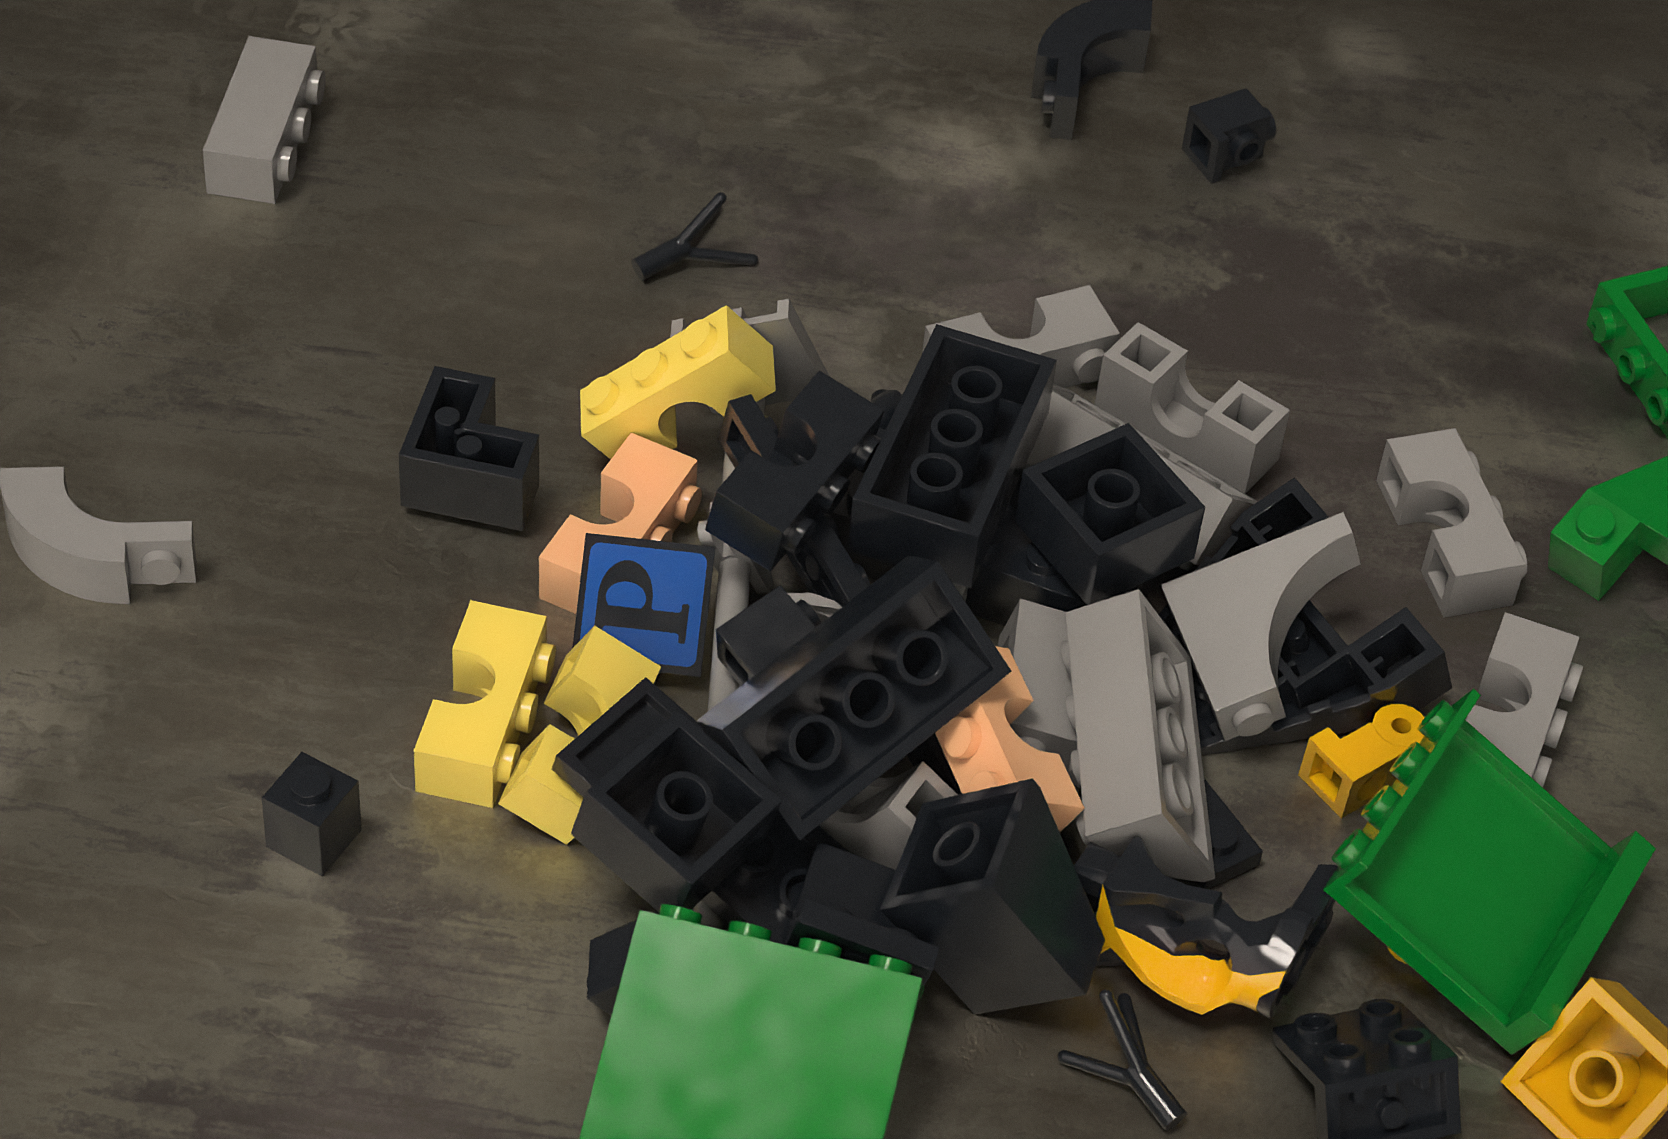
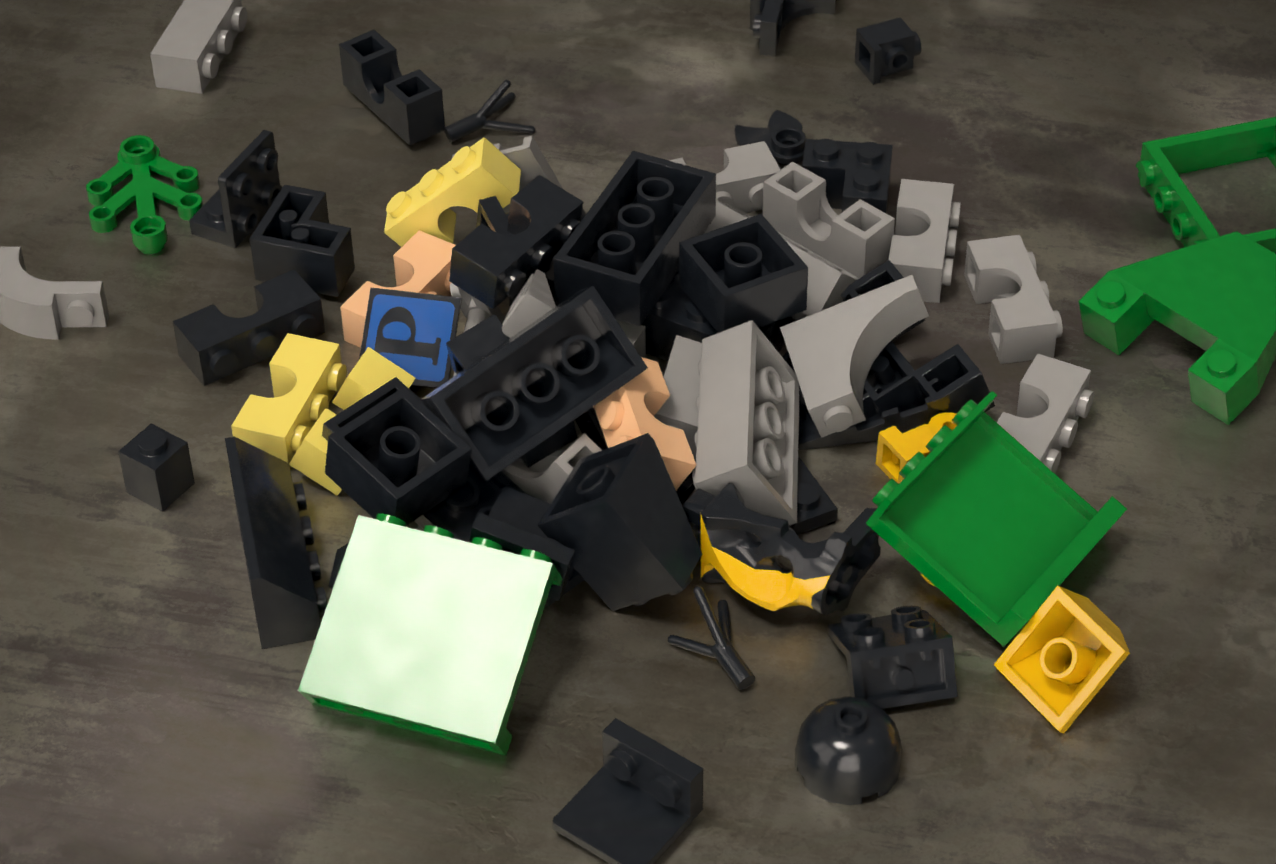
camera: 10 degrees right, 5 degrees down
(206, 312) = (138, 157): none -> green plant
(364, 379) = (243, 195): none -> black bracket
(371, 615) = (223, 345): none -> black arch
(501, 938) = (275, 546): none -> black slope
(581, 228) = (405, 103): none -> black arch
(827, 572) = (529, 305): none -> light grey slope
(1101, 264) = (783, 137): none -> black plate
(1220, 329) = (851, 171): none -> black brick
(1324, 404) = (924, 235): none -> light grey arch

